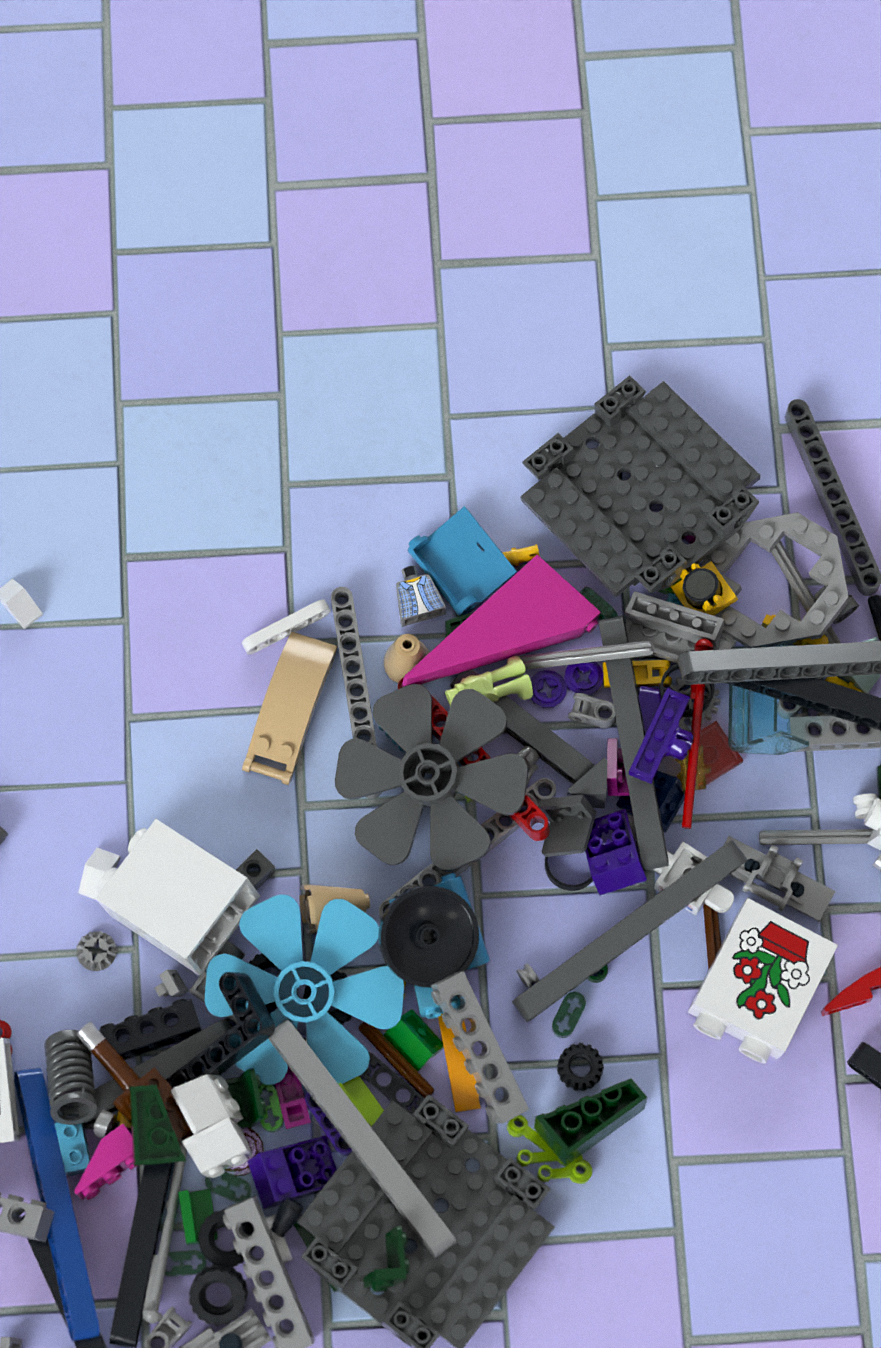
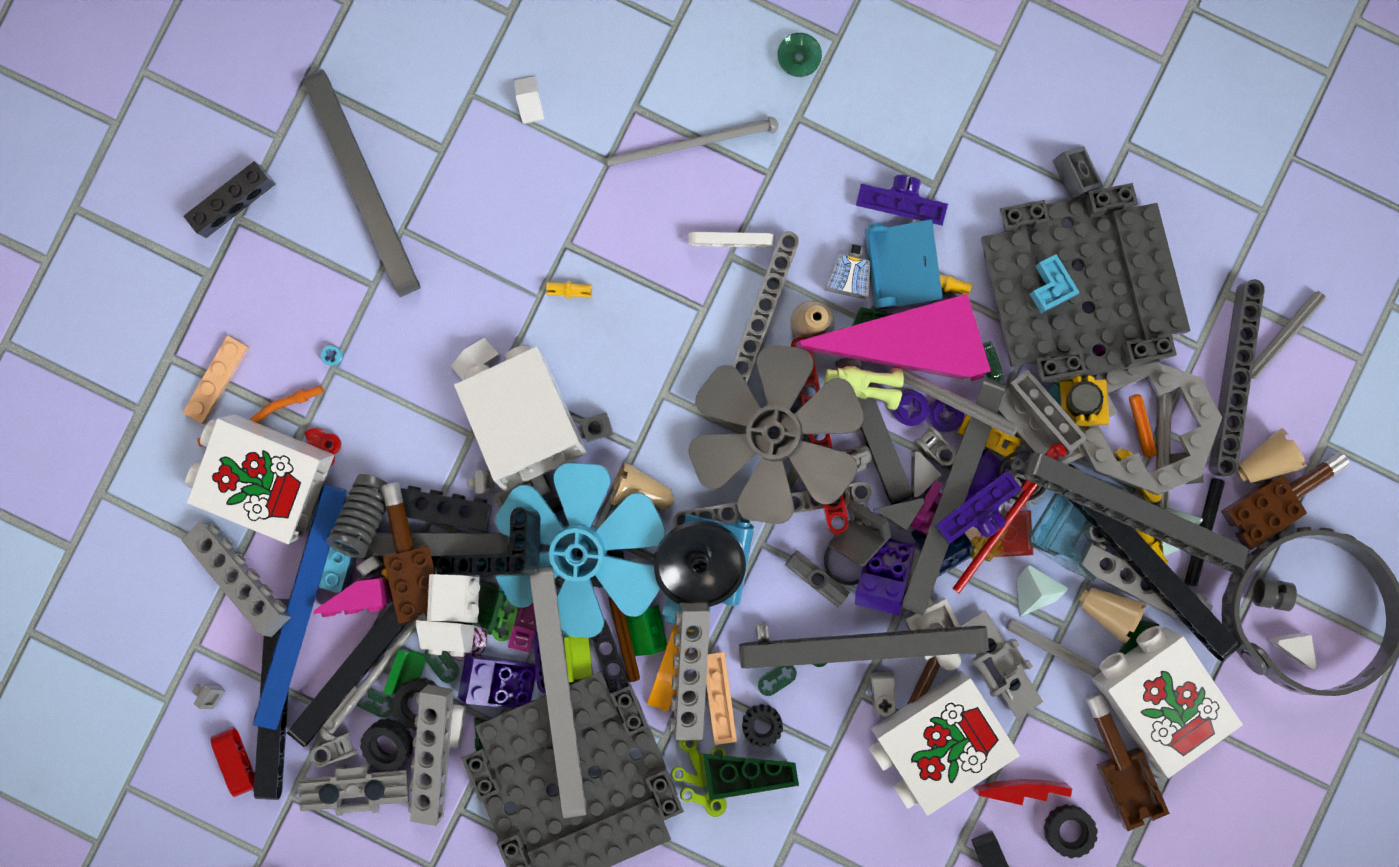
camera: 30 degrees right, 15 degrees up
(103, 959) = (450, 420): light grey gear -> none
(152, 1131) = (397, 598): dark green wing -> none
(155, 757) = (569, 289): none -> yellow pin
(251, 417) = (799, 44): none -> clear green dish
(263, 503) = (770, 124): none -> light grey bar
(286, 1216) = (469, 718): black cone -> none
(289, 705) = (698, 306): tan windscreen -> none
(398, 1266) = (525, 815): dark green bracket -> none
(427, 505) = (902, 201): none -> dark purple plate
(525, 1066) = (720, 699): none -> light nougat plate
(568, 897) = (828, 587): none -> dark grey piece
(574, 394) = (1077, 172): none -> dark grey slope
(592, 740) = (922, 474): none -> light grey slope
(615, 502) = (1058, 285): none -> medium azure plate
(674, 966) = (882, 688): none -> light grey piece
(766, 791) = (1036, 590): none -> light aqua slope
(775, 588) = (1142, 425): none -> orange axle
(847, 769) = (1113, 611): none -> tan cone
(854, 434) = (1287, 333): none -> light grey axle
(863, 804) = (1108, 646): white wheel -> none

